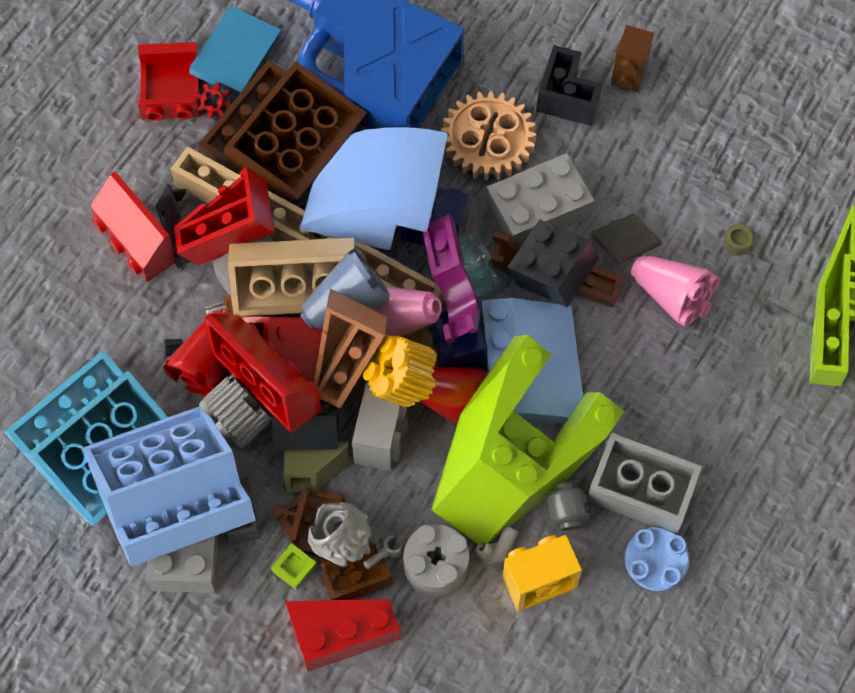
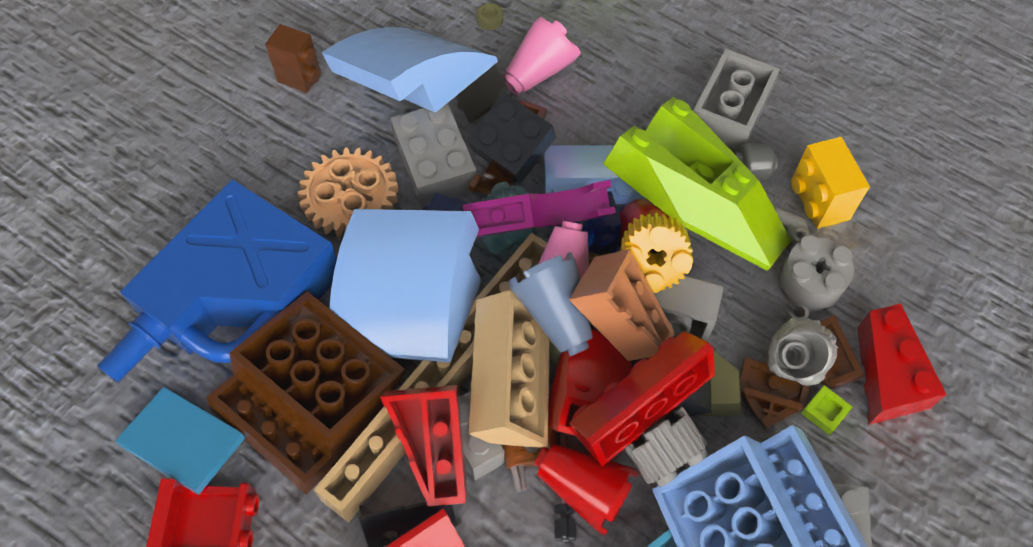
camera: 85 degrees left, 5 degrees down
(206, 98) = (245, 455): red gear -> none
(563, 92) = (314, 120): black brick -> none
(632, 158) = (408, 64): none -> light blue slope
(657, 559) = (797, 105): light blue dish -> none

